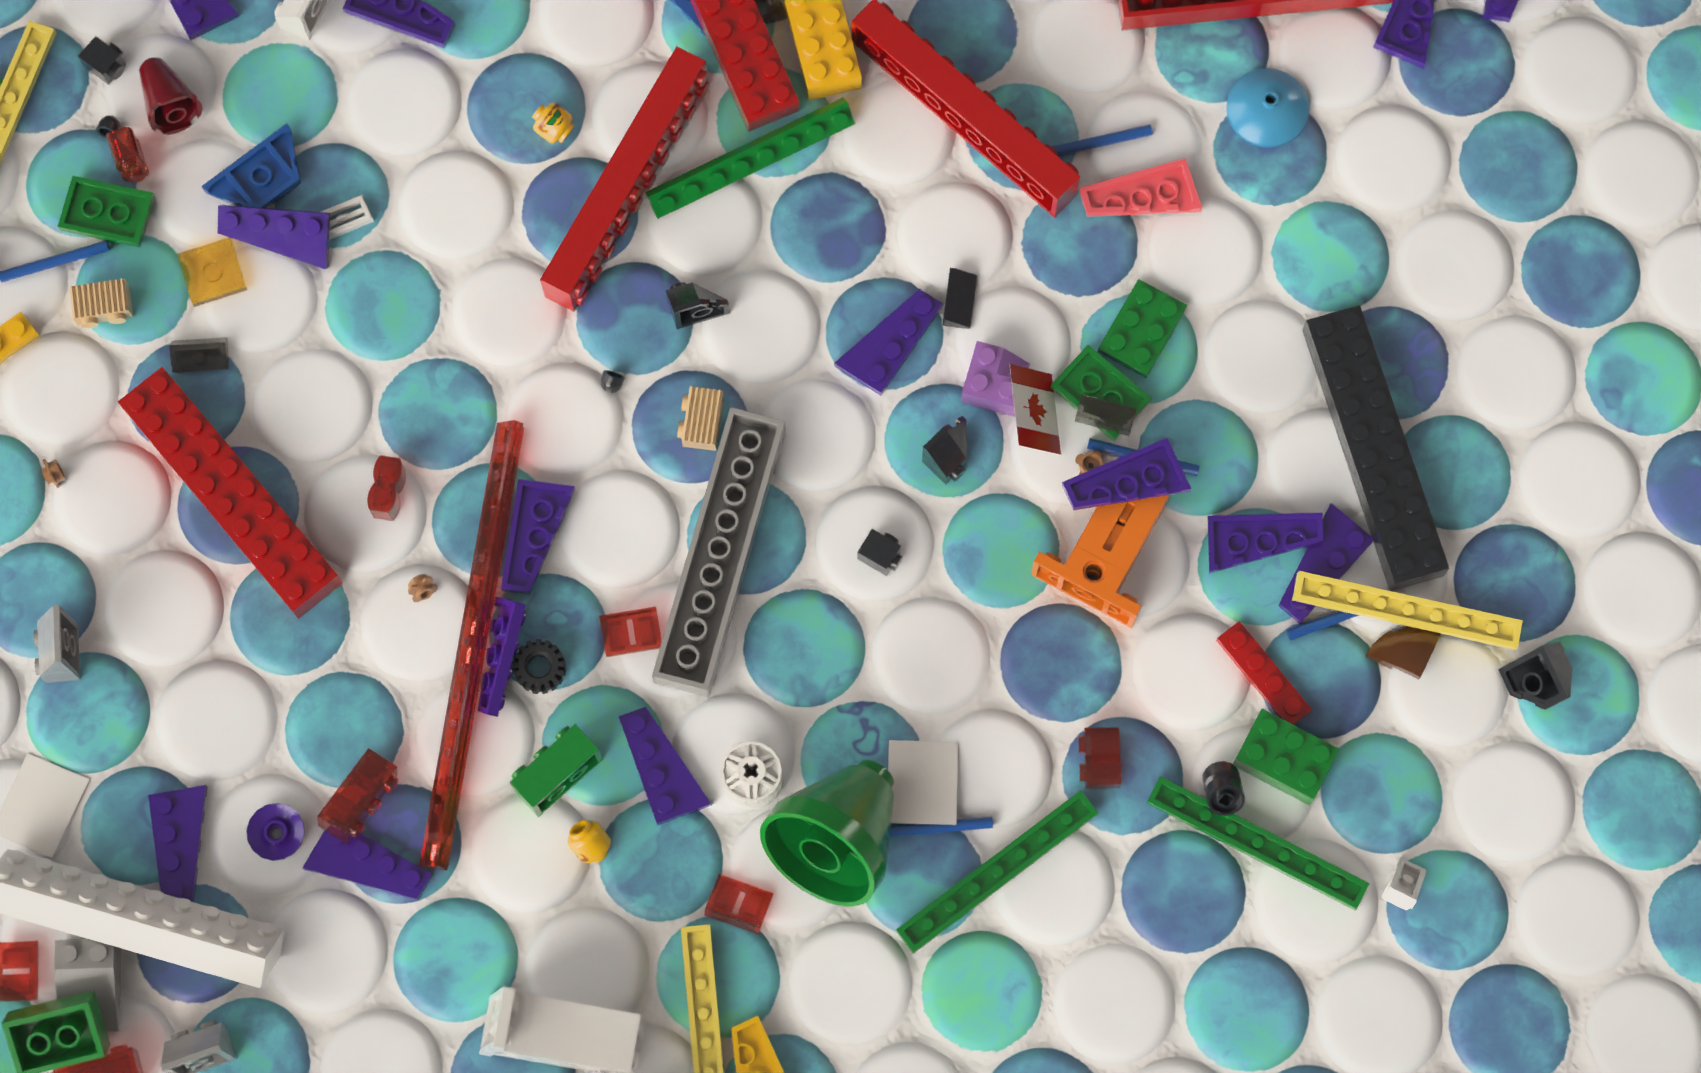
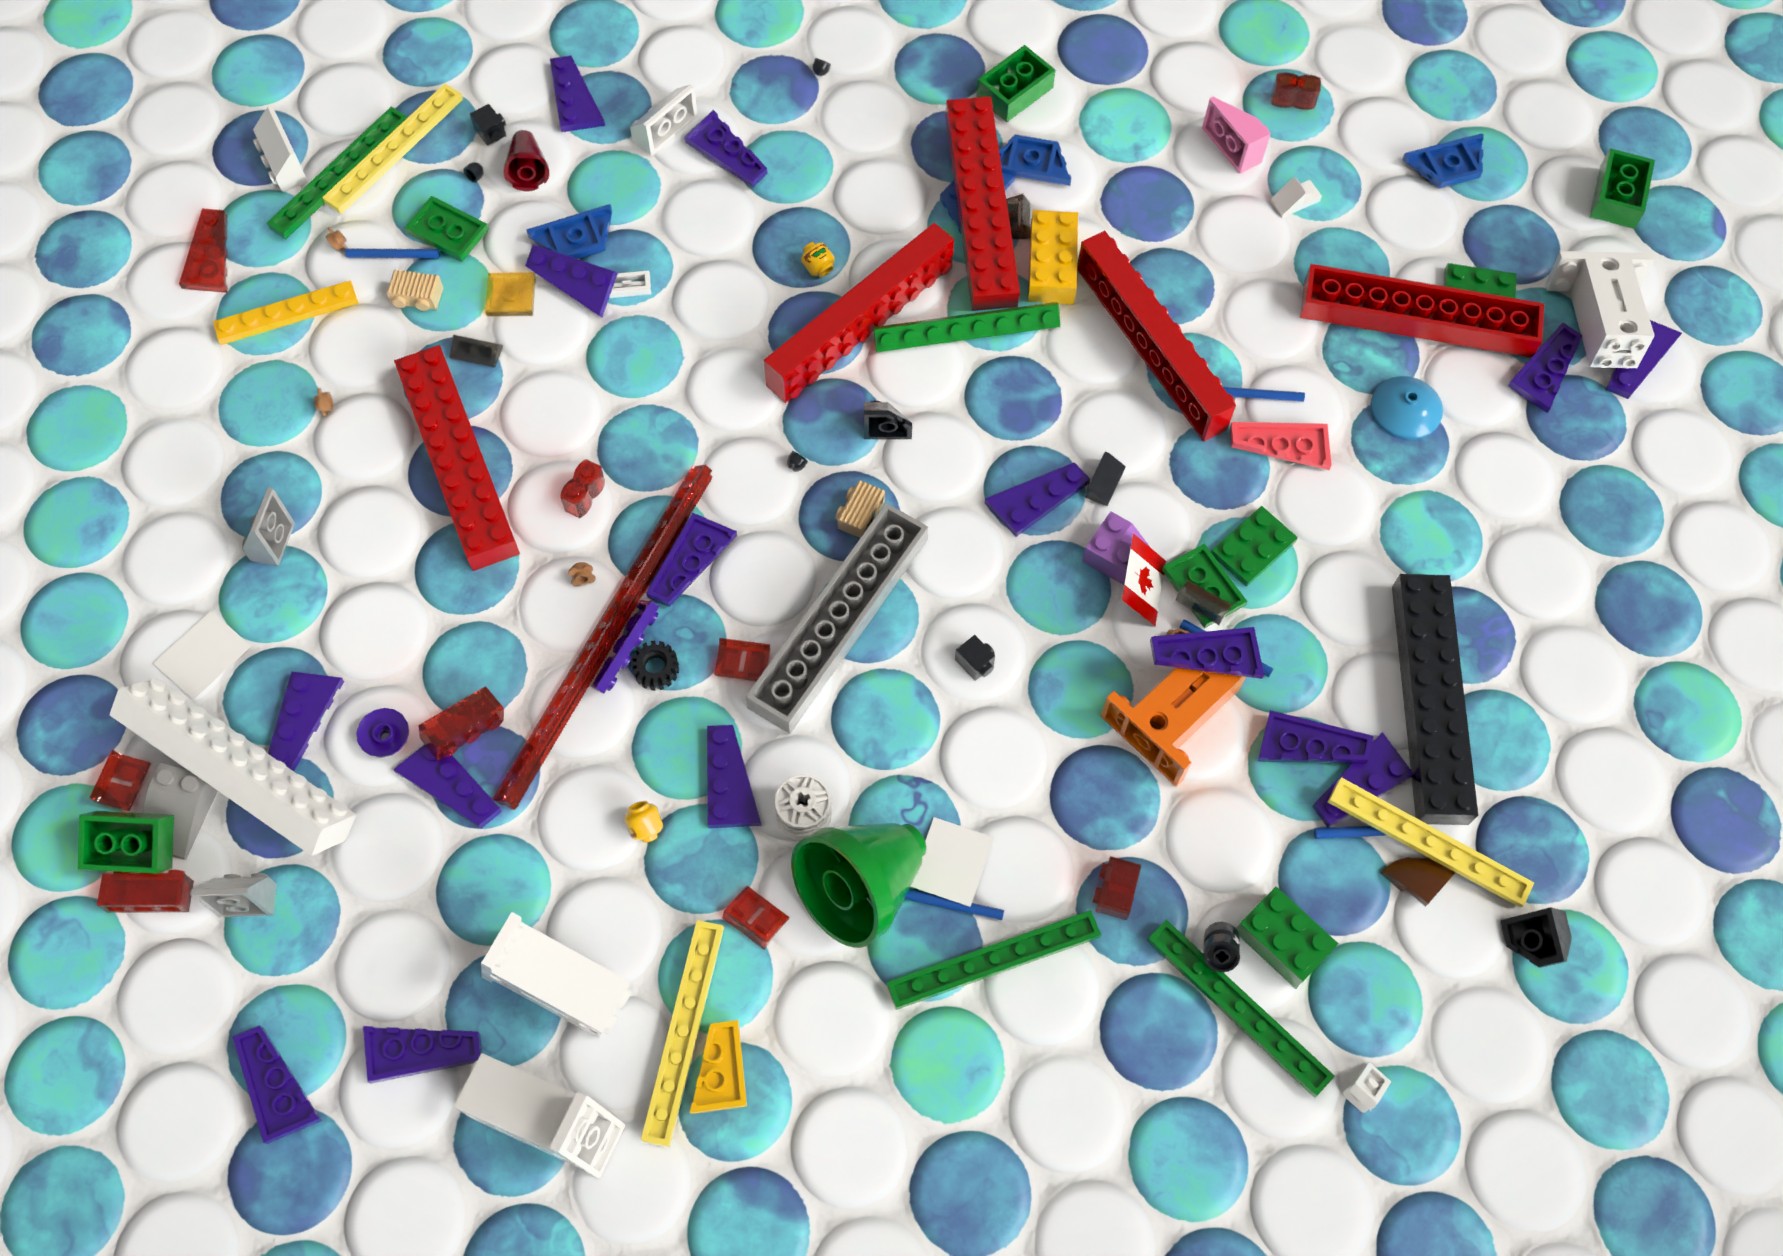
camera: 15 degrees right, 10 degrees down
(127, 154) = (478, 189): clear red brick -> none
(555, 769) = (636, 751): green brick -> none
(947, 452) = (1057, 592): black slope -> none
(1263, 674) = (1284, 859): red plate -> none

